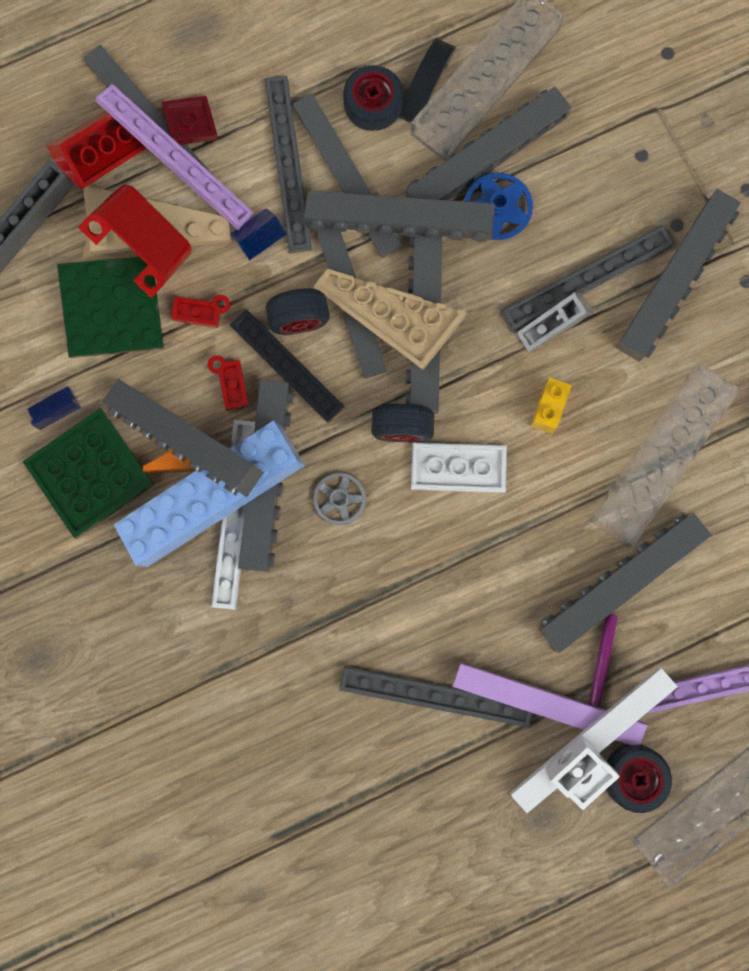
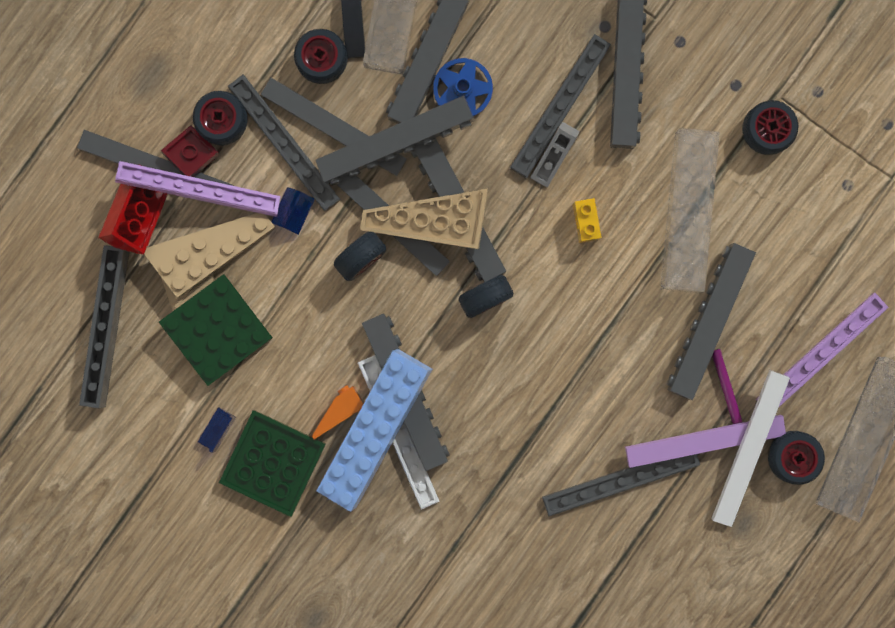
camera: 30 degrees left, 5 degrees up
(143, 231) = (210, 262): red windscreen -> none
(183, 438) = (331, 400): dark grey brick -> none
(199, 311) = (284, 295): red hinge -> none
(231, 382) = (339, 335): red hinge -> none
(238, 103) = (229, 108): none -> wheel
(287, 366) = (373, 299): black plate -> none
(339, 498) = (469, 376): light grey wheel -> none
(459, 467) = (544, 304): white tile -> none
(581, 773) = (754, 477): white brick -> none

